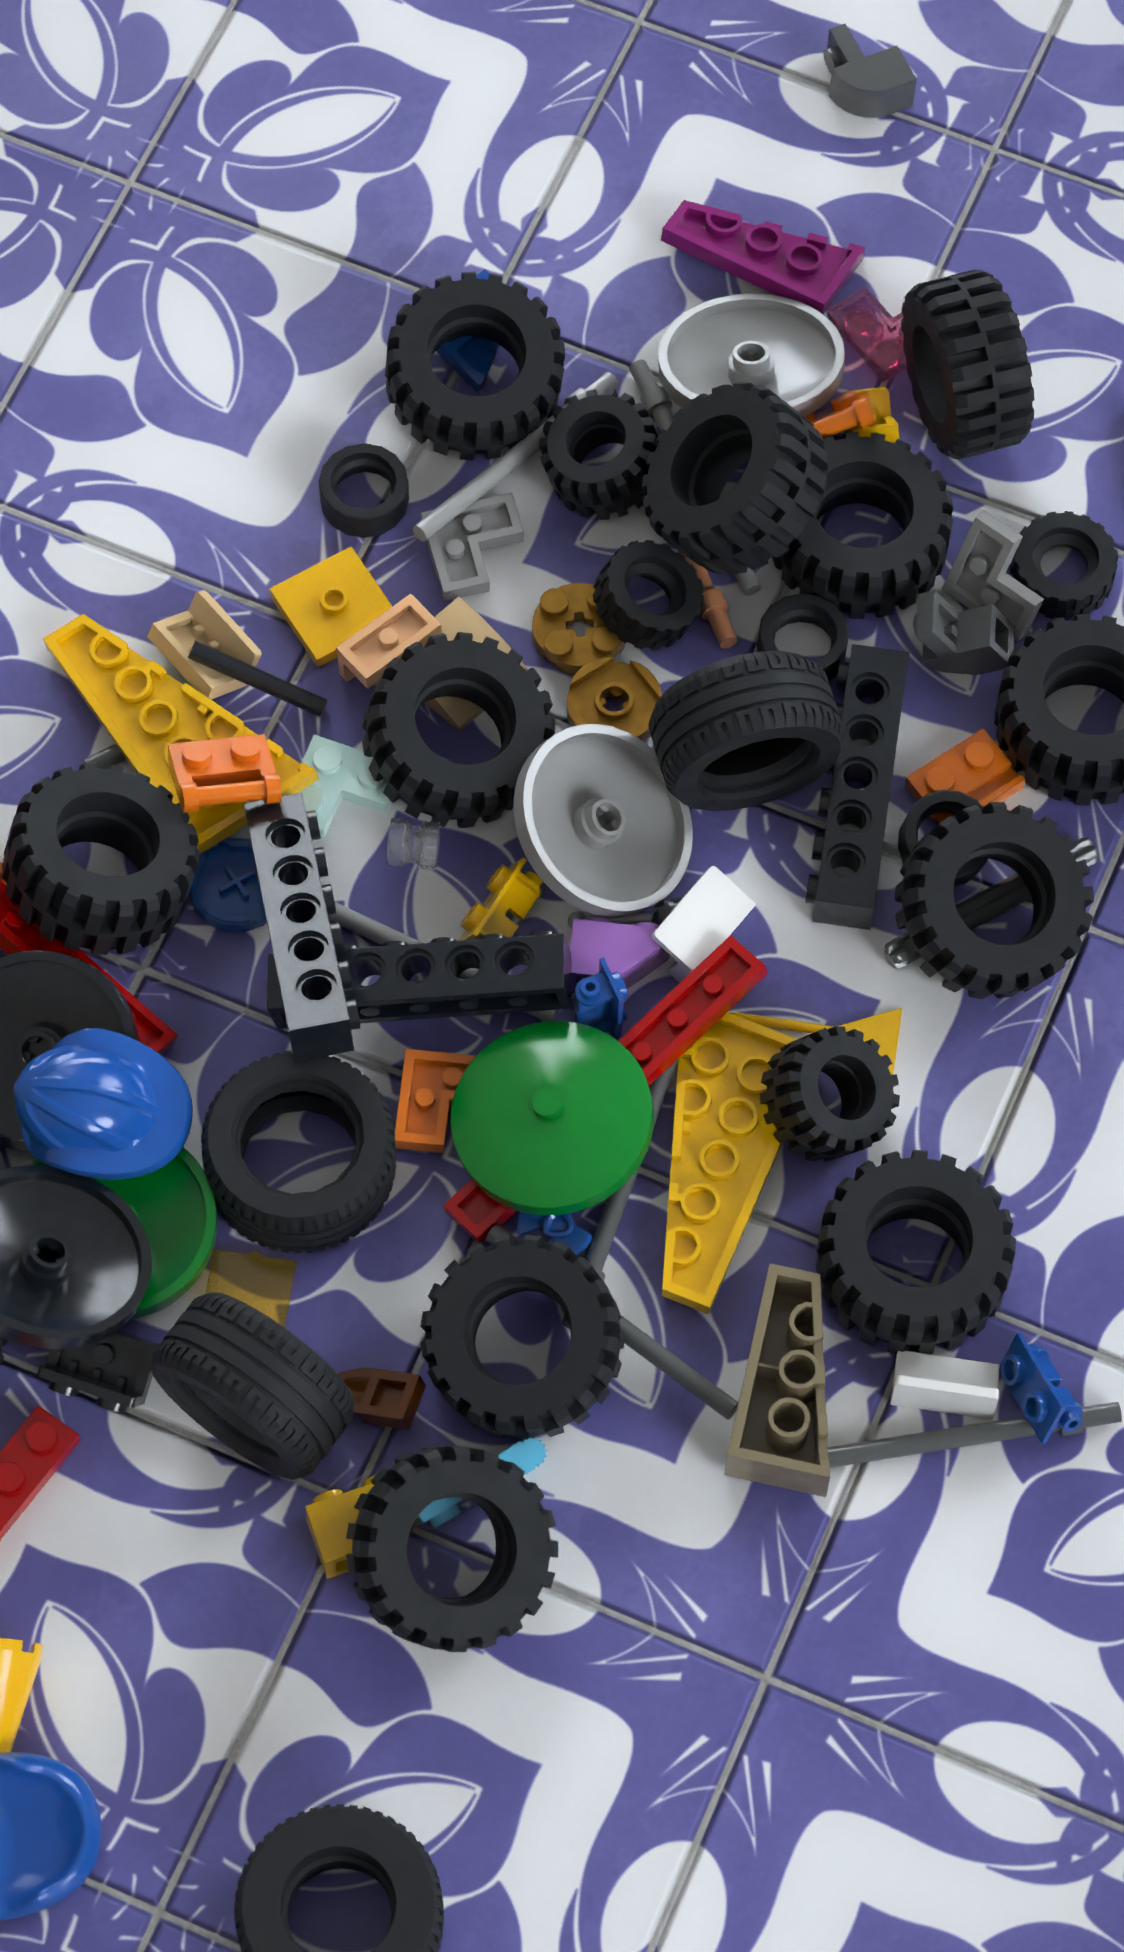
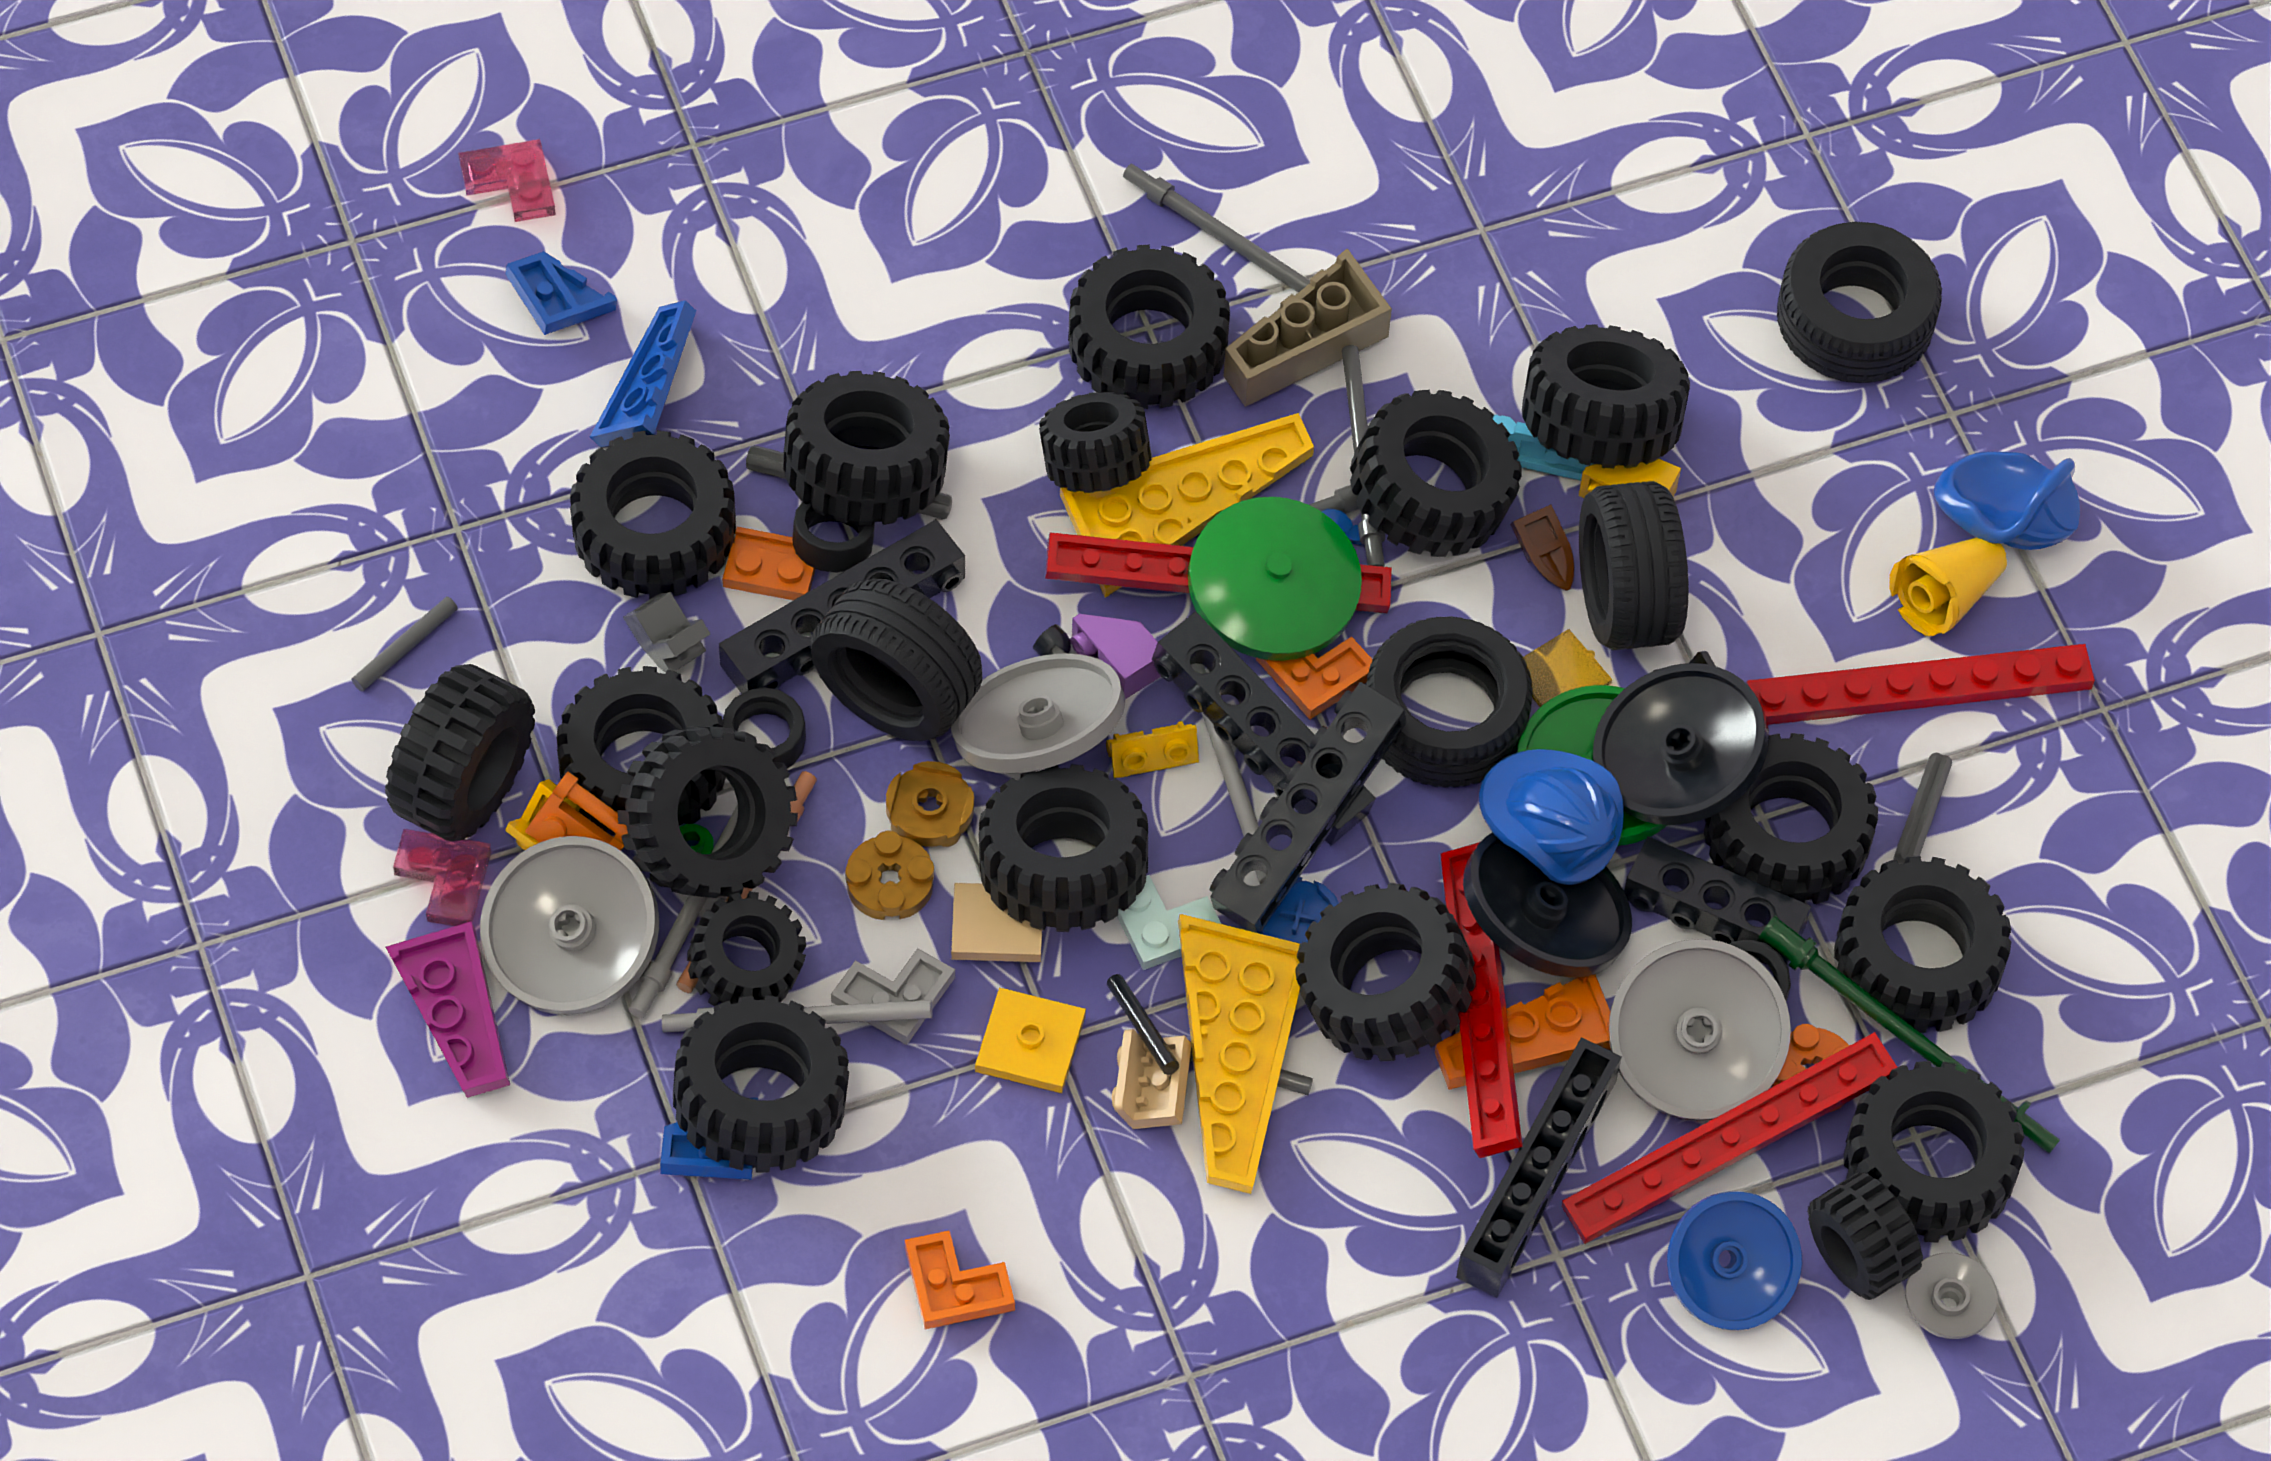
camera: 135 degrees left, 5 degrees down
(187, 376) = (951, 1294): none -> orange plate
(223, 772) = (1244, 959): orange plate -> none
(361, 459) = (922, 1062): black tyre -> none
(385, 638) = (1035, 961): light nougat panel -> none
(413, 844) = (1164, 832): clear wheel -> none
(601, 1000) = (1167, 608): blue hinge -> none
(668, 571) = (844, 859): black tyre -> none
(702, 921) = (1046, 605): white panel -> none
(868, 84) = (228, 1056): dark grey brick -> none
(880, 1027) = (1016, 483): yellow piece -> none
(945, 1384) = (1216, 252): white panel -> none
(981, 575) = (603, 641): light grey plate -> none
(1036, 1390) = (1171, 194): blue hinge -> none
(1072, 532) = (536, 594): black tyre -> none

